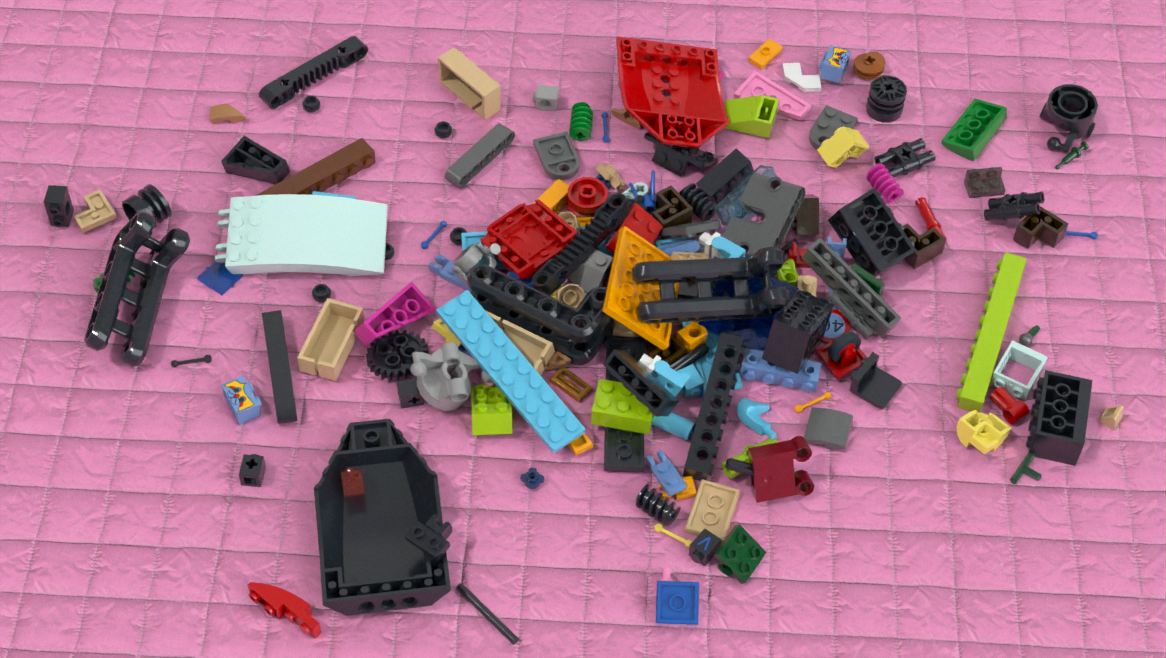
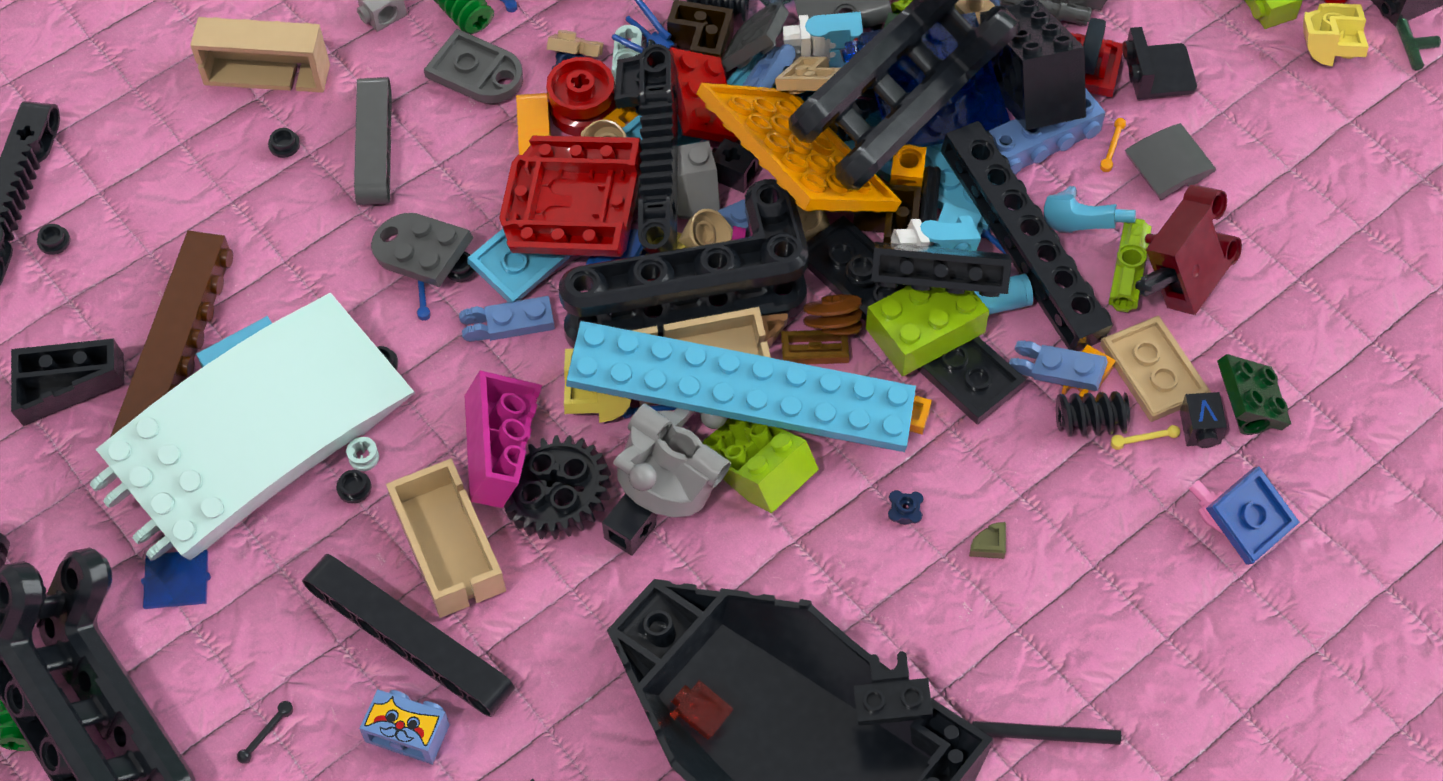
camera: 40 degrees left, 5 degrees up
(338, 278) = (358, 444): none -> light aqua bush
(451, 216) = (422, 249): none -> dark grey plate
(470, 257) = (523, 281): light grey piece -> none
(553, 522) = (990, 542): none -> olive tile
(588, 374) = (835, 314): none -> dark orange piece

